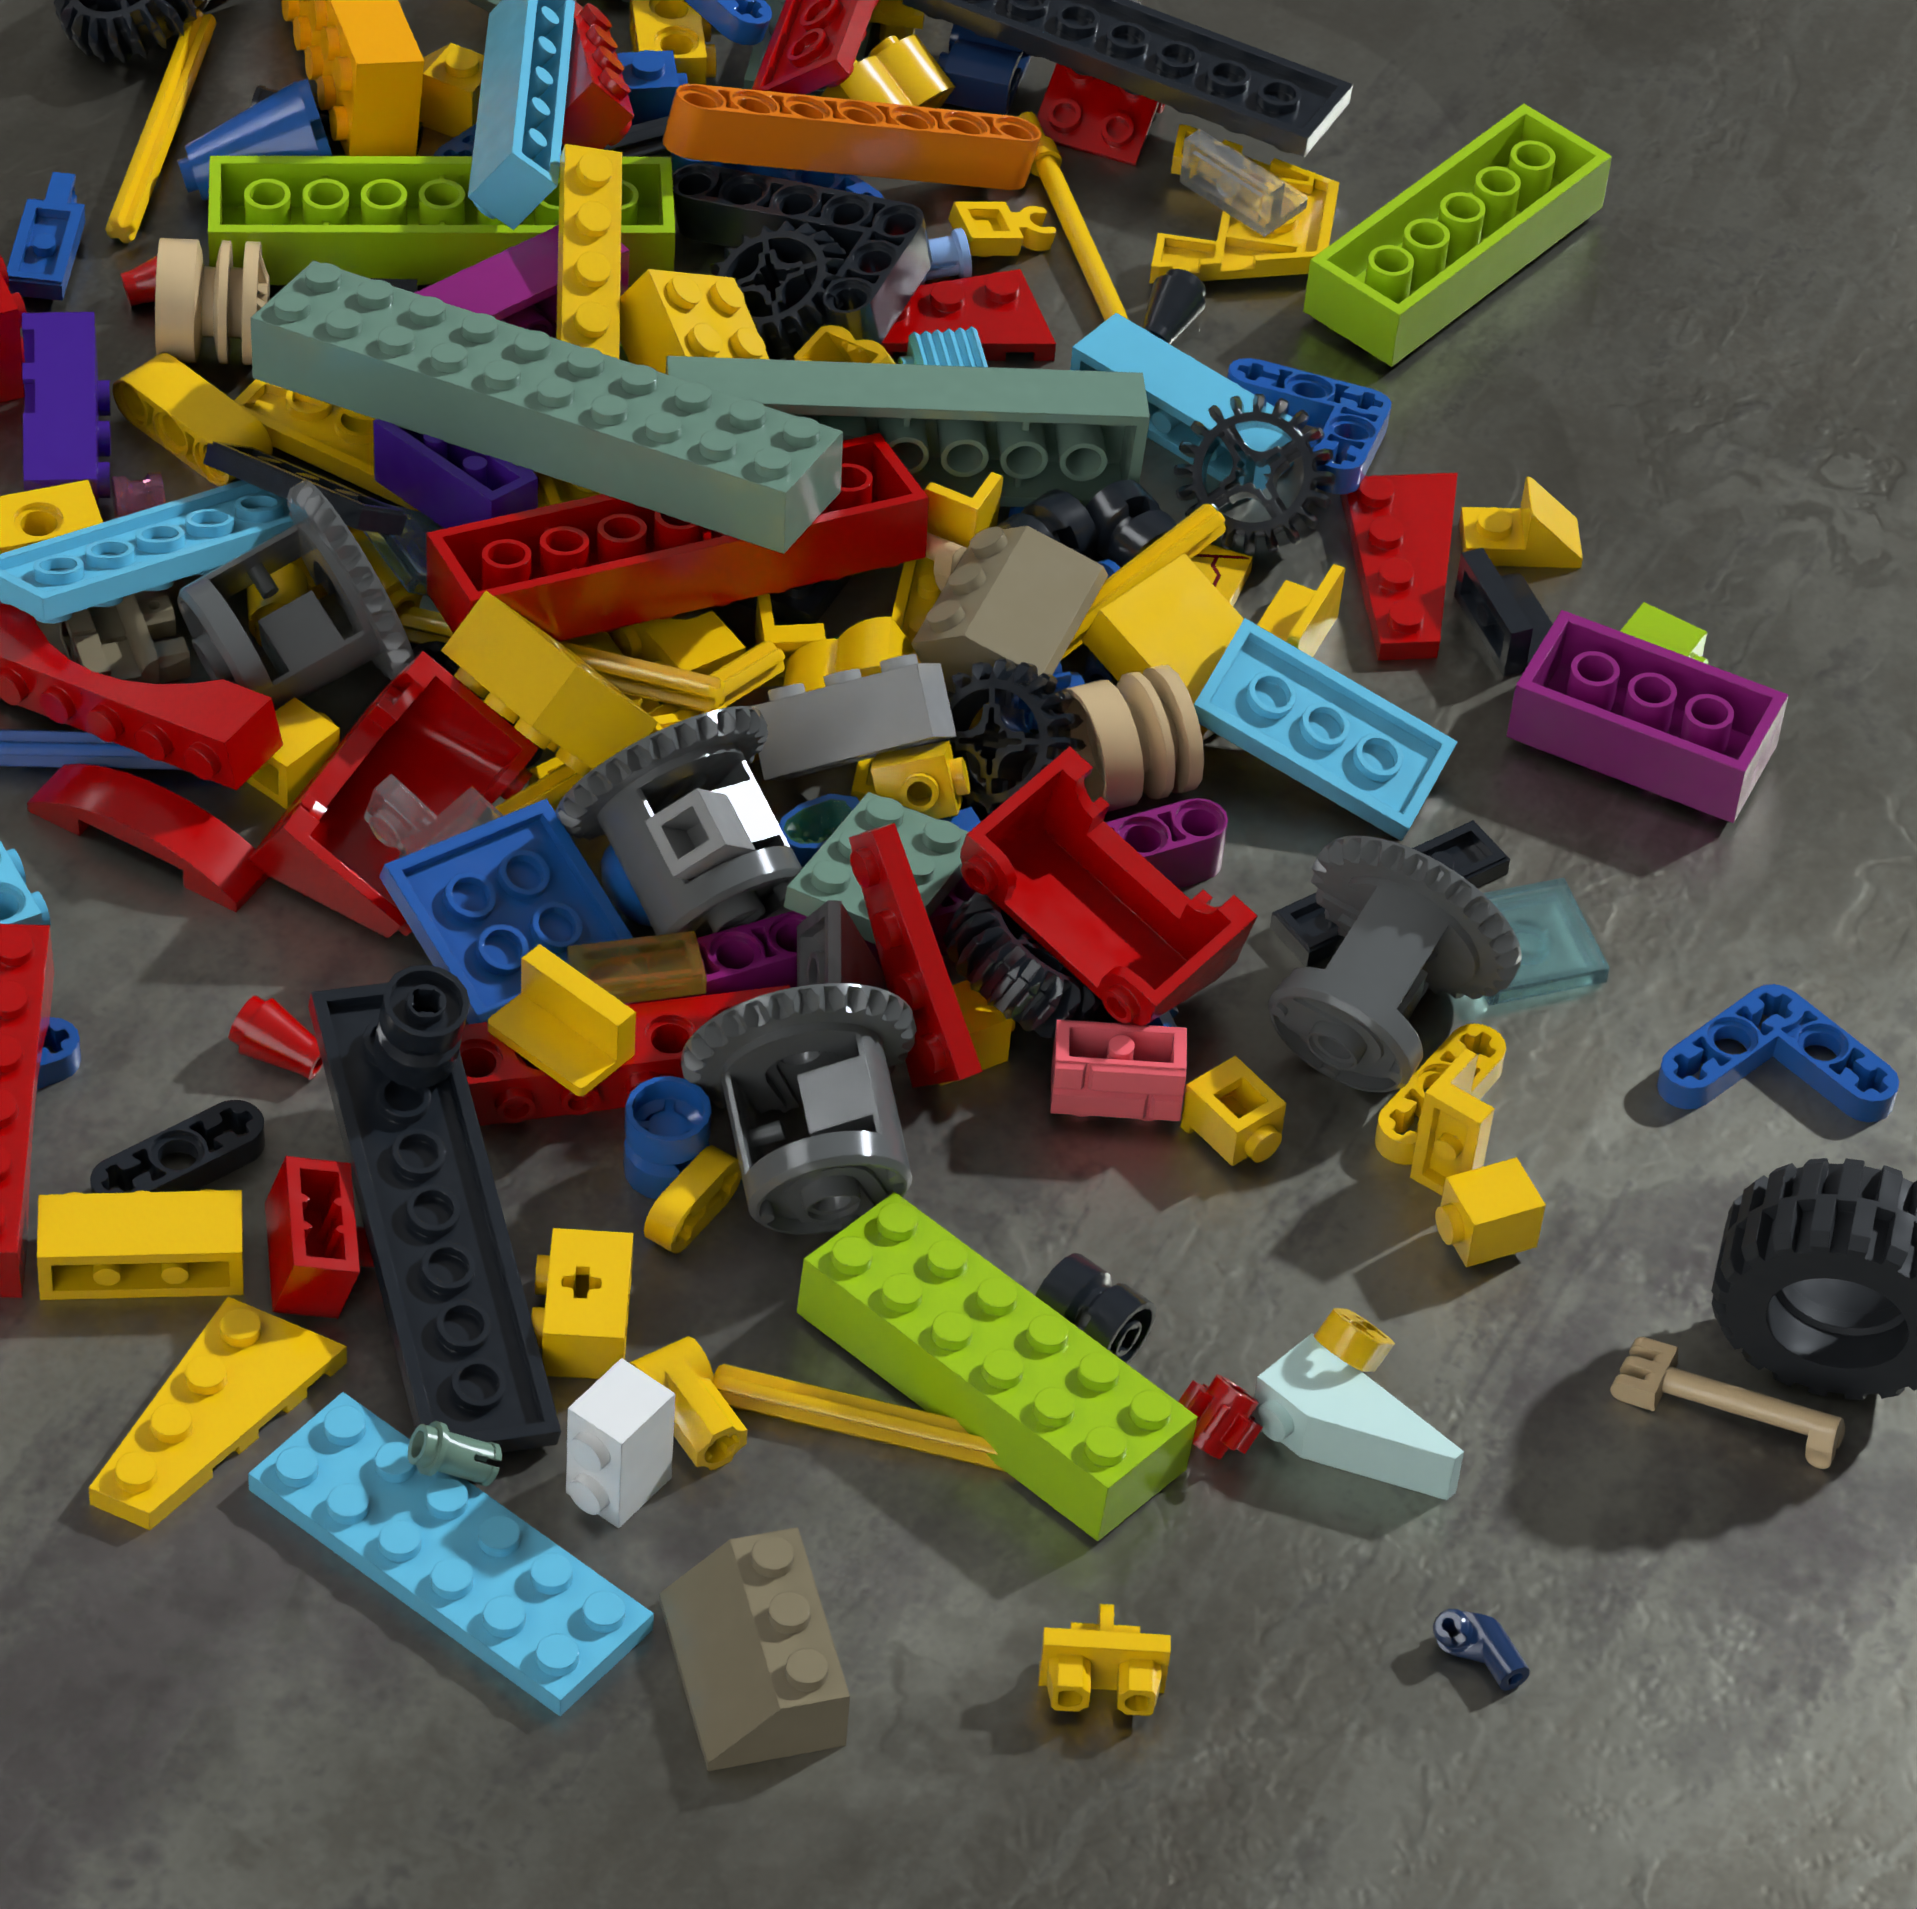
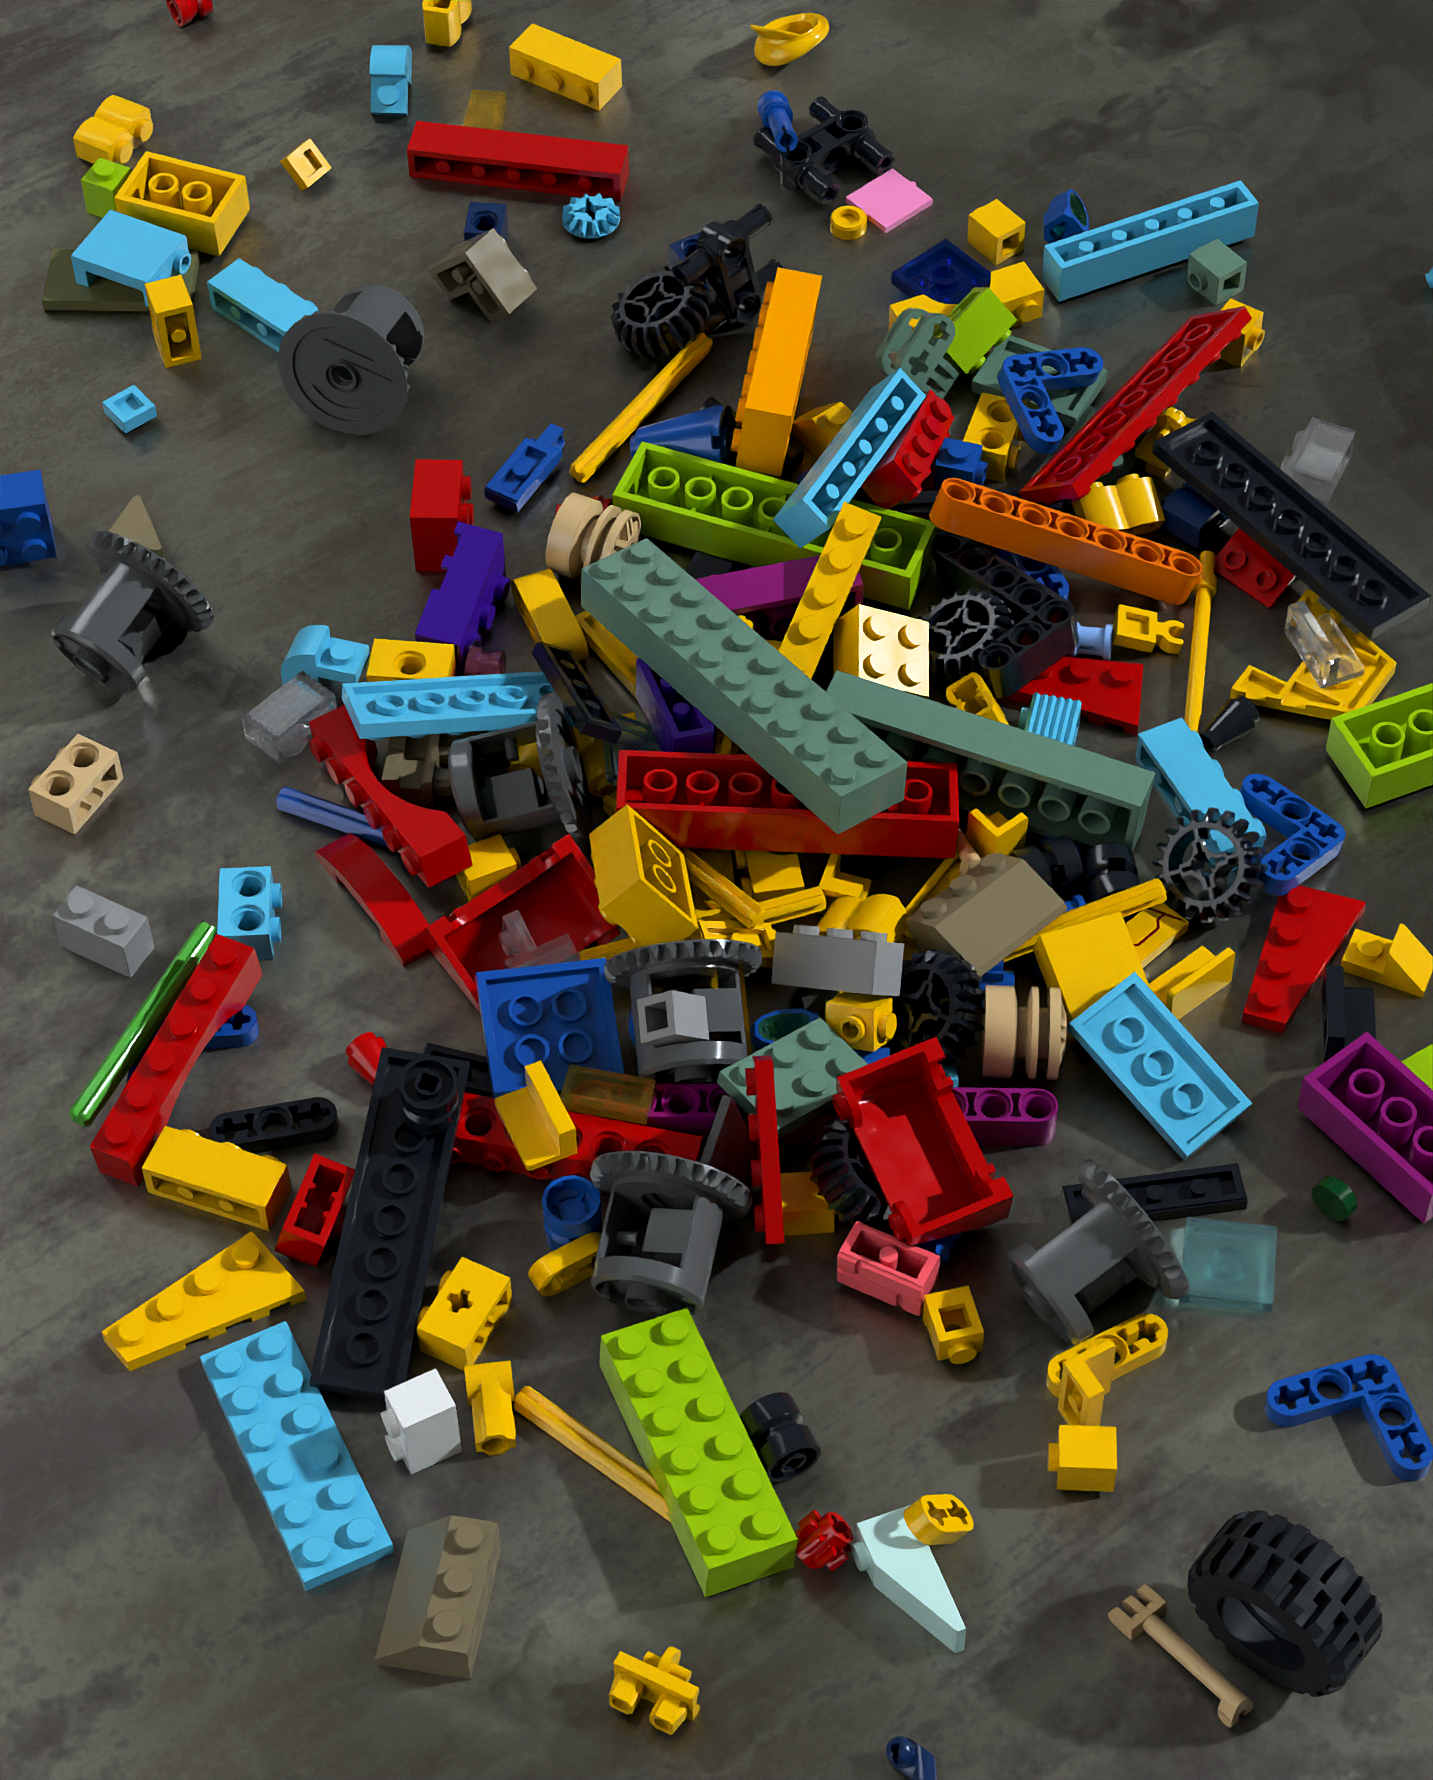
camera: 30 degrees right, 5 degrees up
(437, 1449) = (319, 1390): sand green pin -> none
(1615, 823) = (1334, 1198): none -> dark green tile

